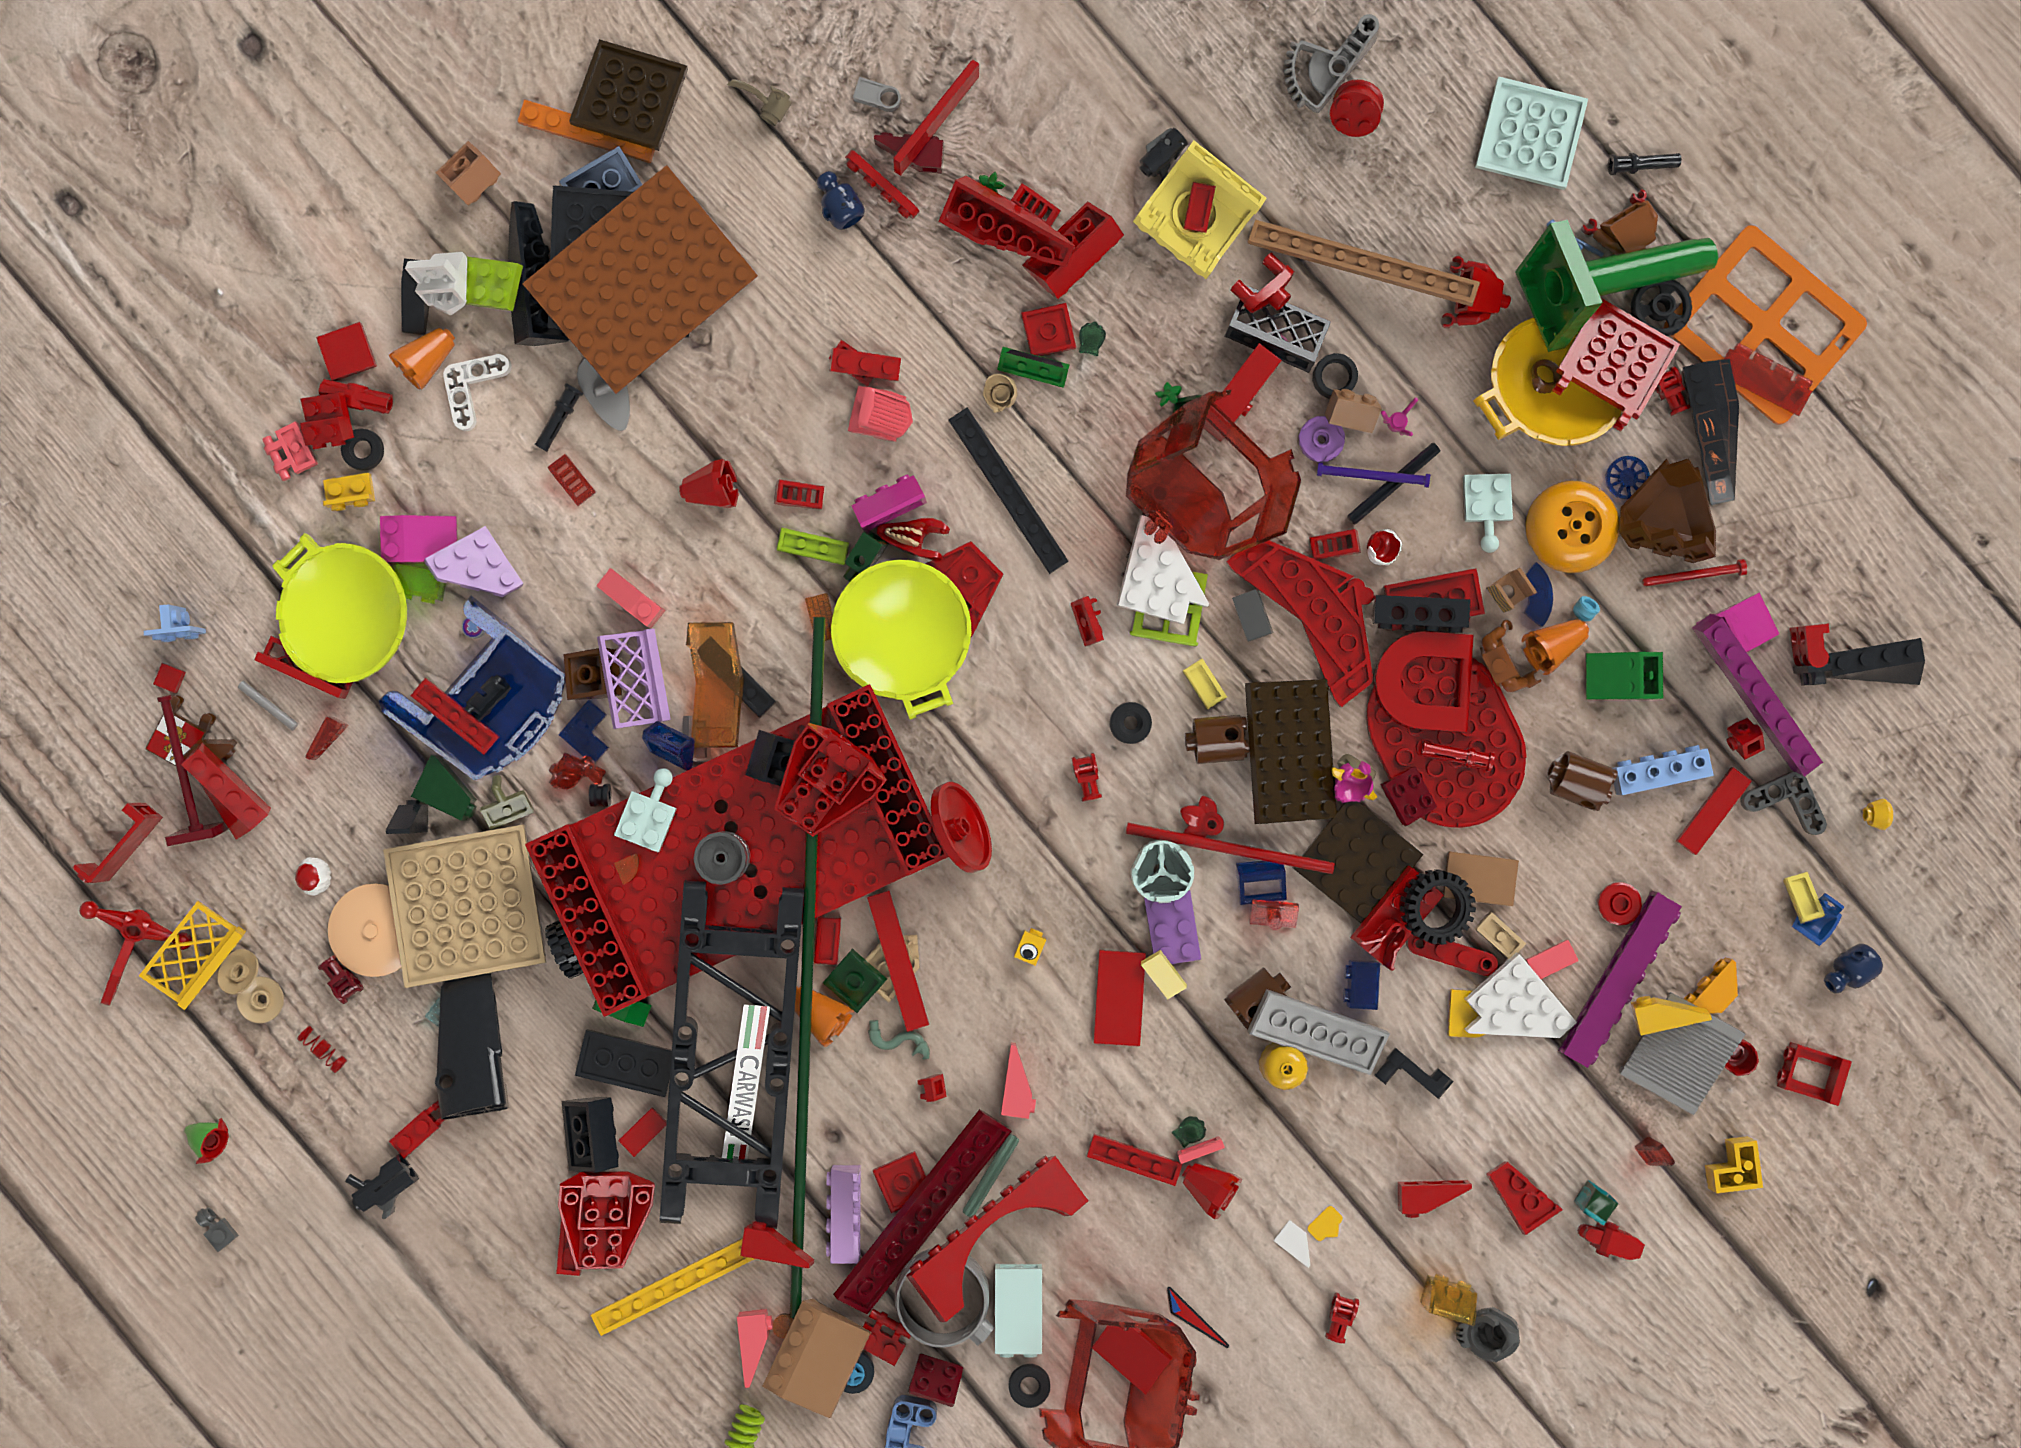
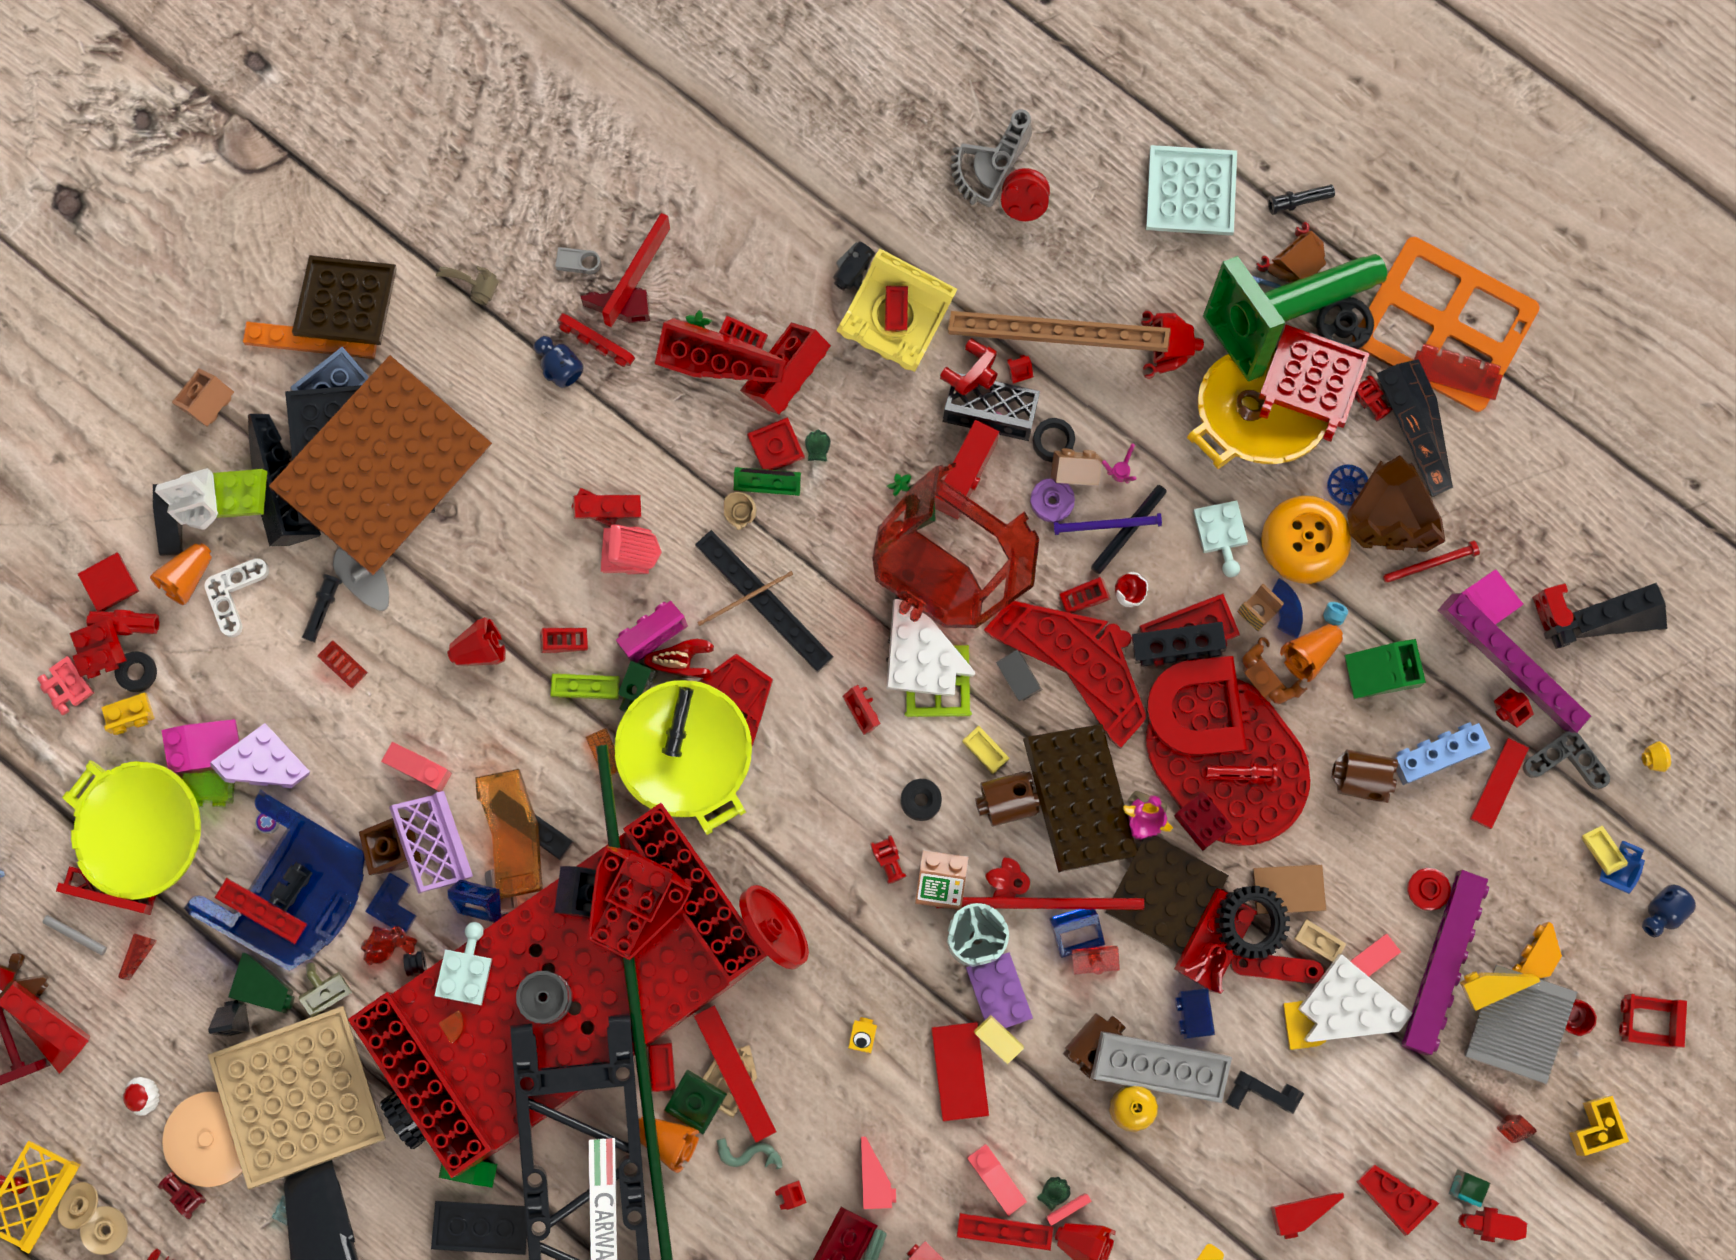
camera: 15 degrees left, 10 degrees down
(897, 611) = (676, 731): none -> black pin
(990, 485) = (754, 593): none -> medium nougat piece
(1135, 1108) = (996, 1179): none -> coral slope
(1136, 808) = (941, 880): none -> slope
(1315, 295) = (1020, 369): none -> red tile

